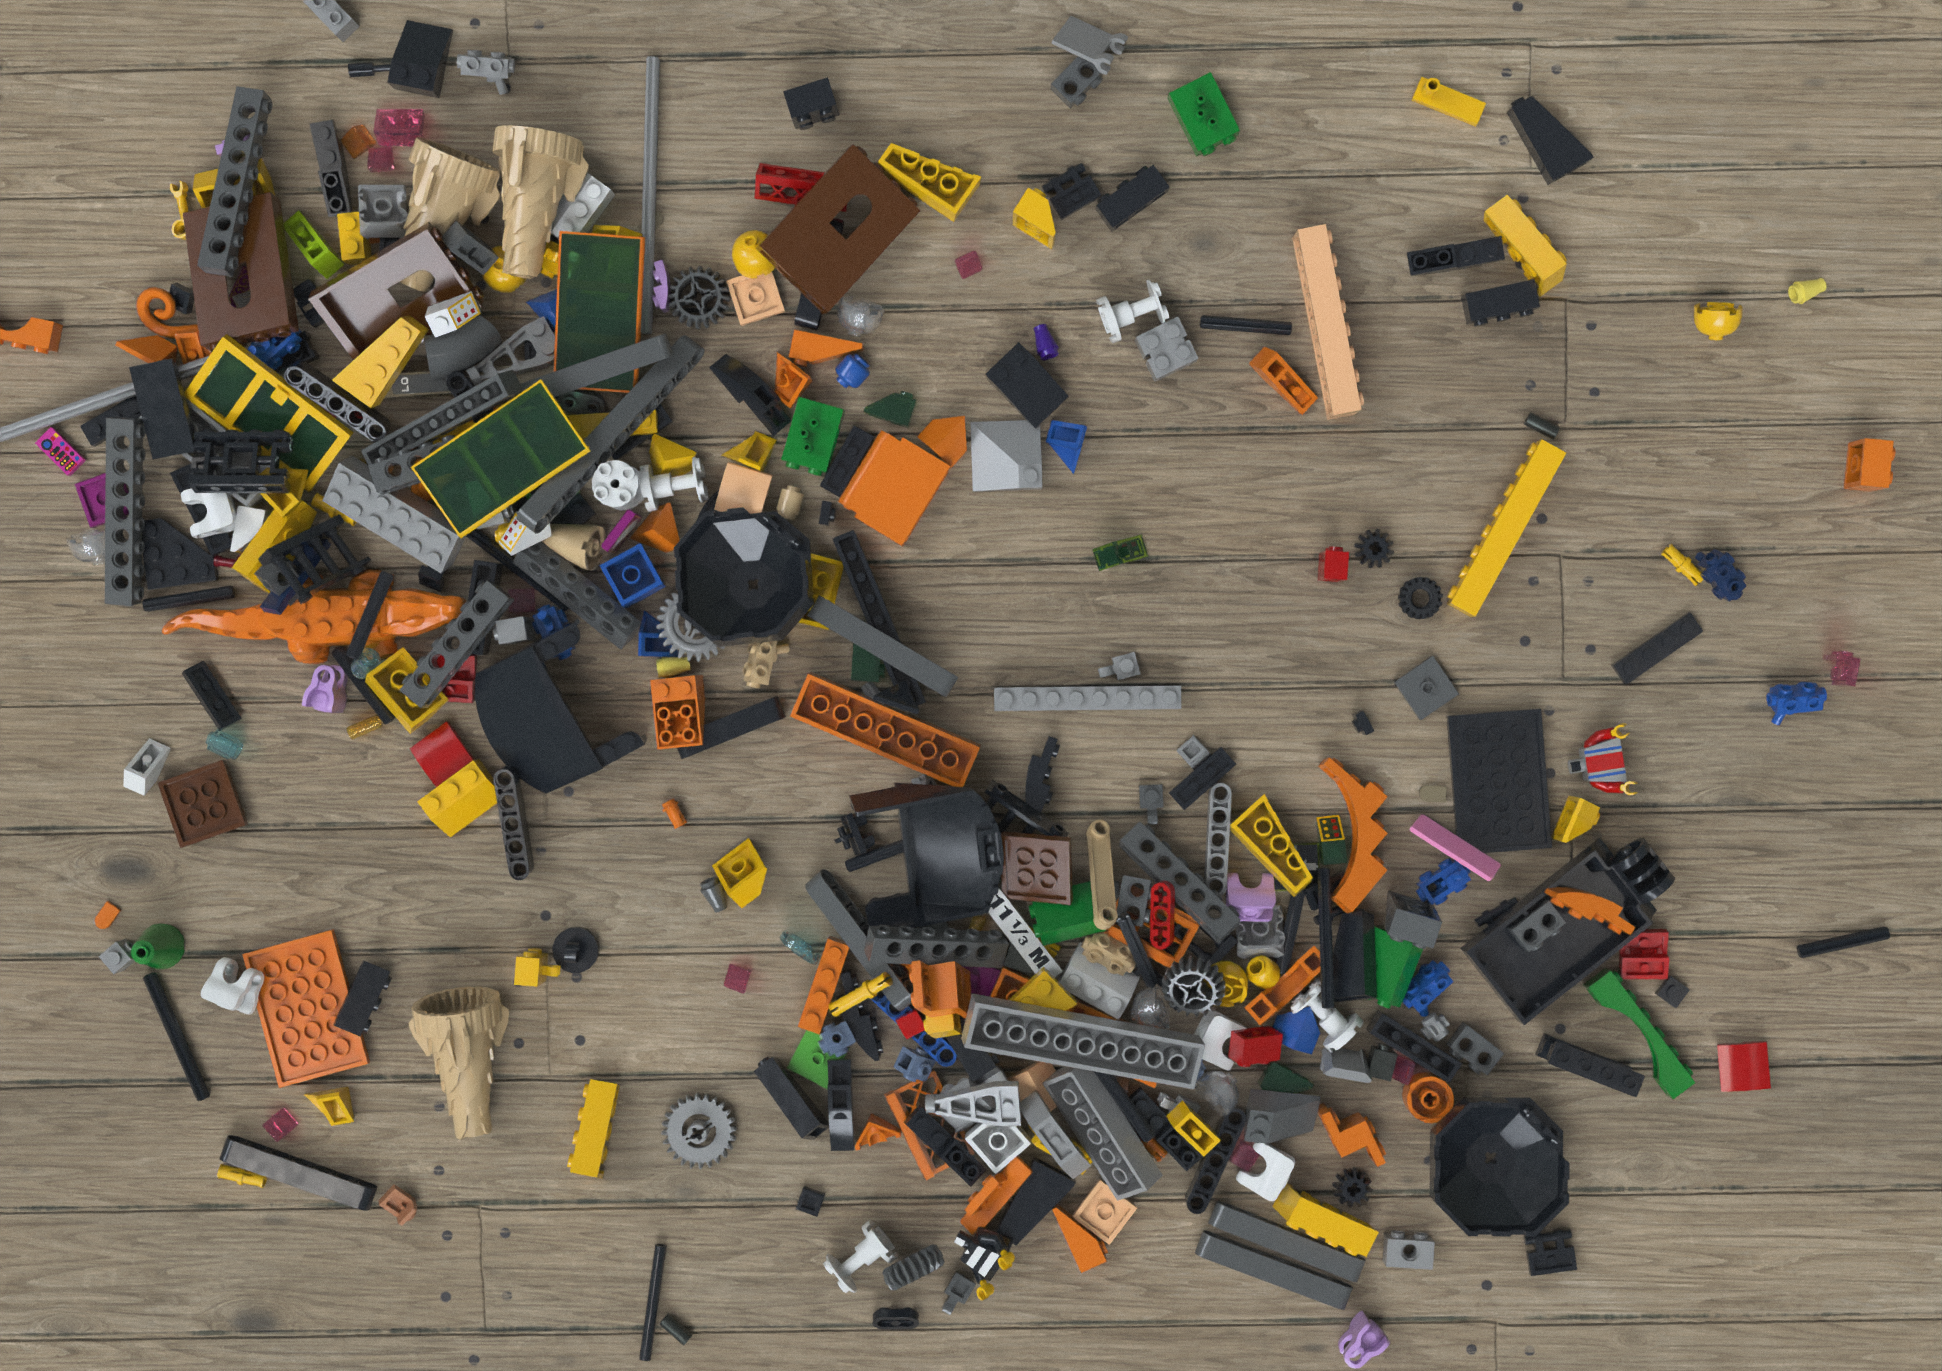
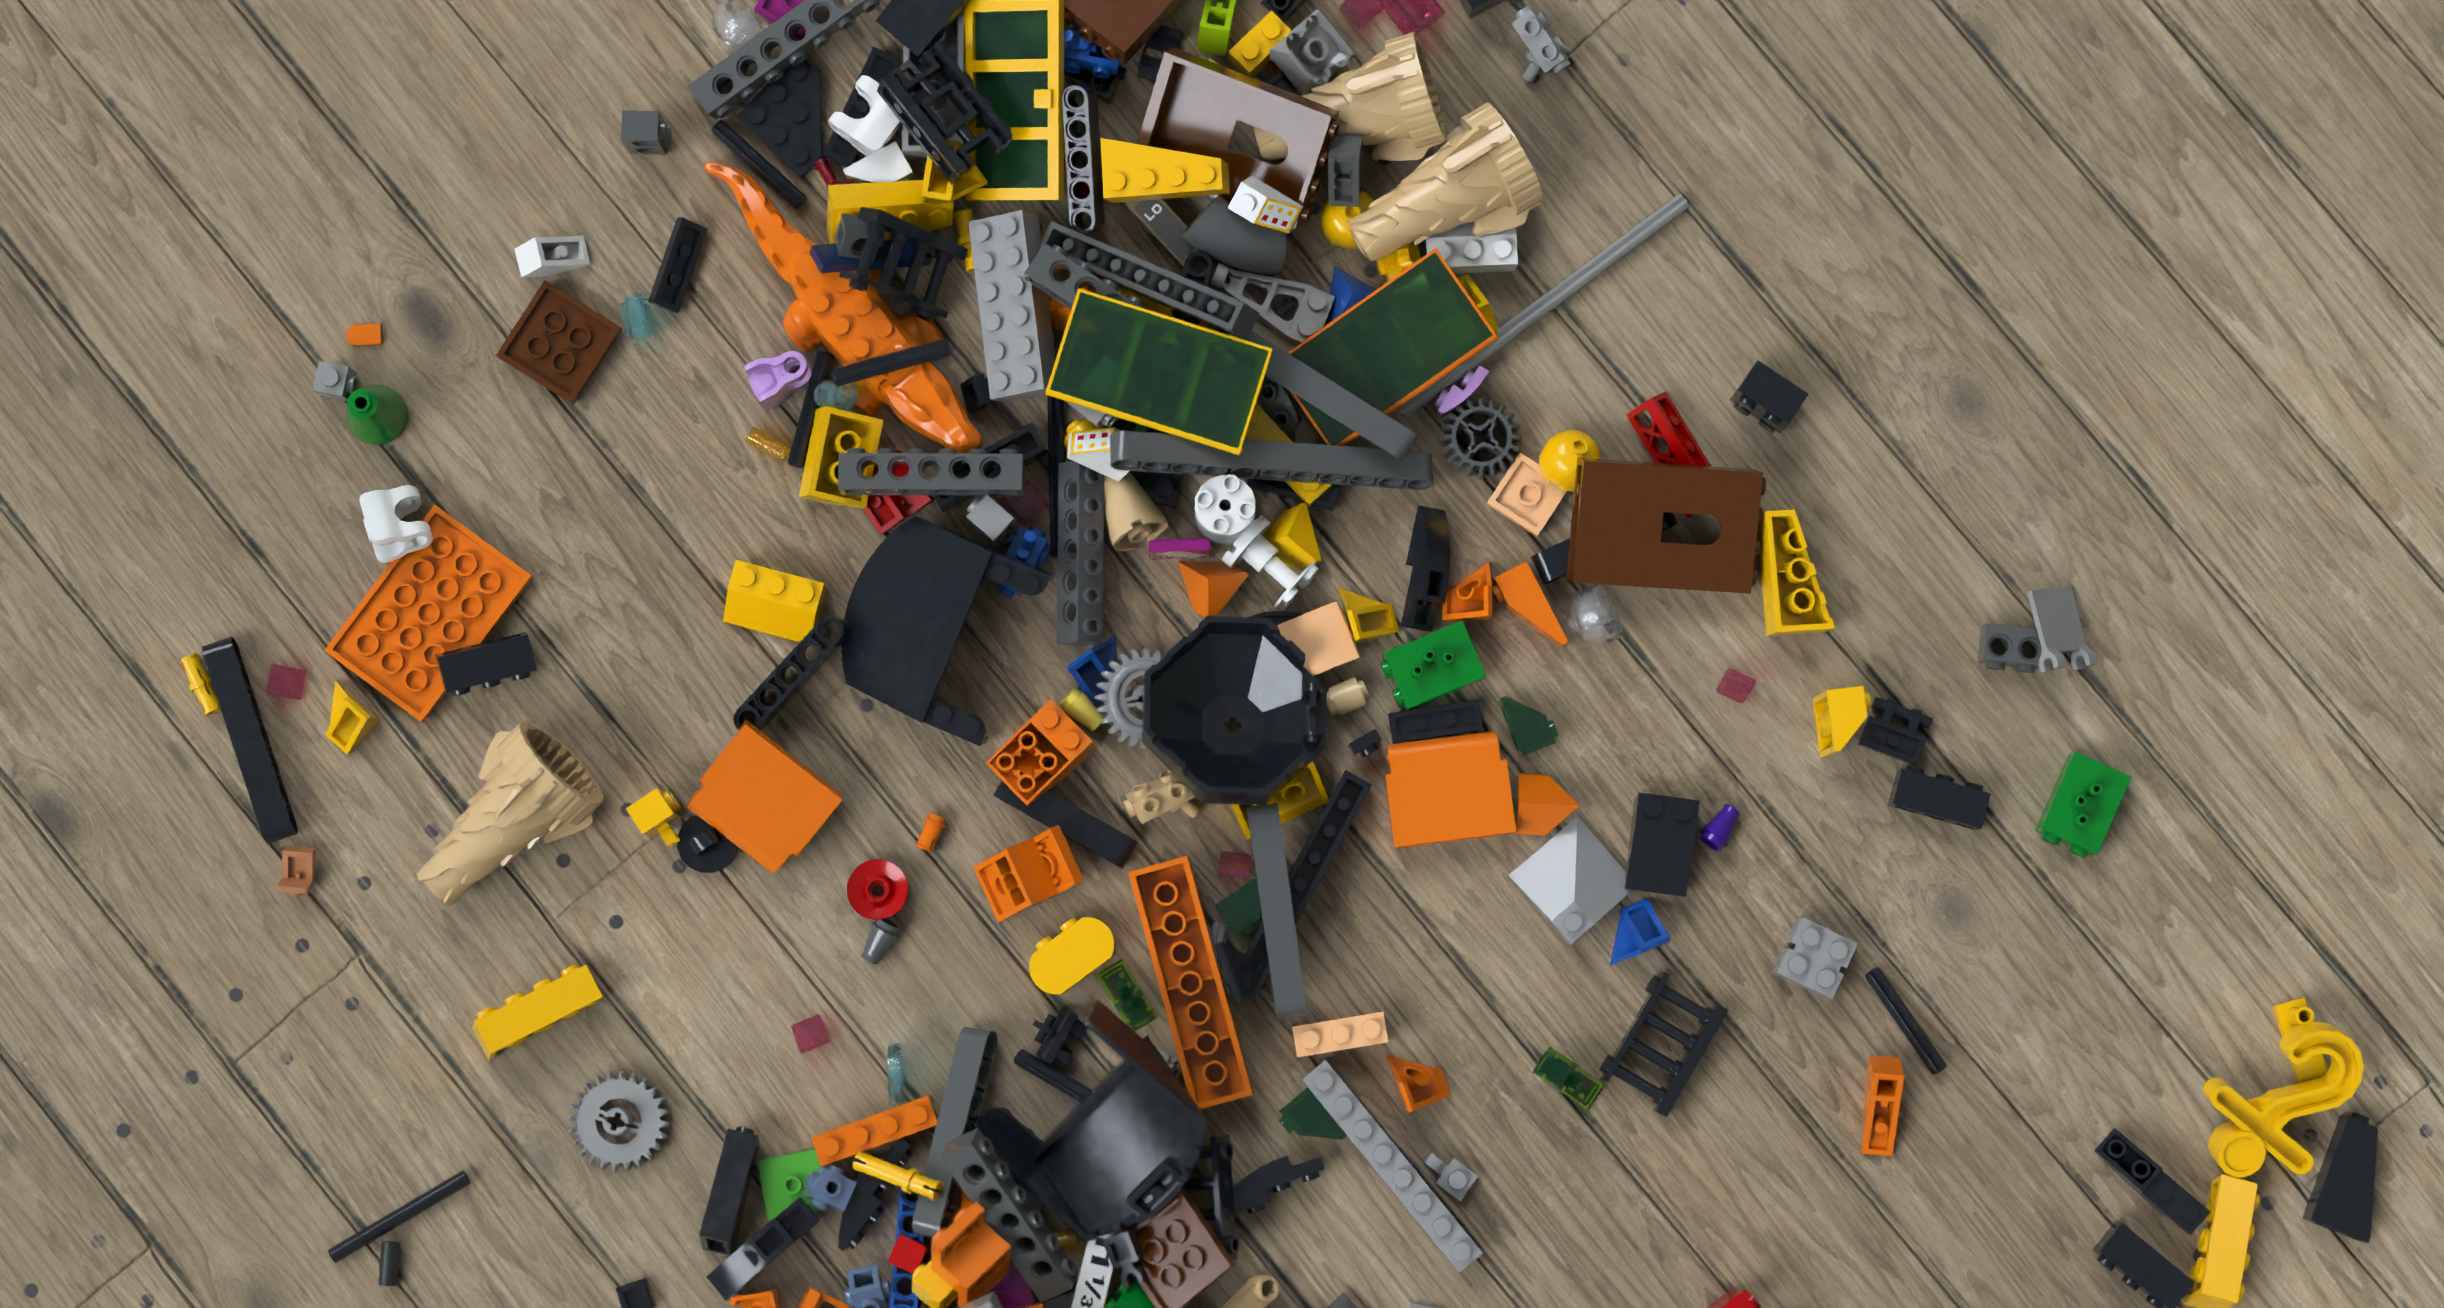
camera: 45 degrees right, 5 degrees down
(113, 652) = (645, 132): none -> dark grey brick
(176, 1036) = (294, 503): black axle -> none
(441, 754) = (803, 545): red slope -> none
(574, 897) = (763, 798): none -> orange piece
(632, 576) = (1142, 596): blue brick -> none
(671, 872) = (874, 874): none -> red dish
(741, 873) = (924, 952): yellow slope -> none
(744, 775) = (1028, 873): none -> orange bracket
(813, 788) = (1071, 954): none -> yellow brick
(836, 649) = (1234, 864): none -> clear pink slope
(852, 371) = (1532, 654): blue head -> none
(863, 774) = (1126, 995): none -> clear green slope
(986, 667) = (1339, 1034): none -> light nougat brick
(1012, 895) = (1124, 1253): none -> black plate
(1020, 724) = (1309, 1118): none -> clear green slope
(1051, 643) = (1418, 1083): none -> orange slope
(1124, 313) = (1815, 886): white piece -> none
(1159, 462) = (1678, 1070): none -> black fence
(1327, 322) = (1976, 1102): light nougat brick -> none
(1472, 164) = (2259, 1121): none -> yellow piece

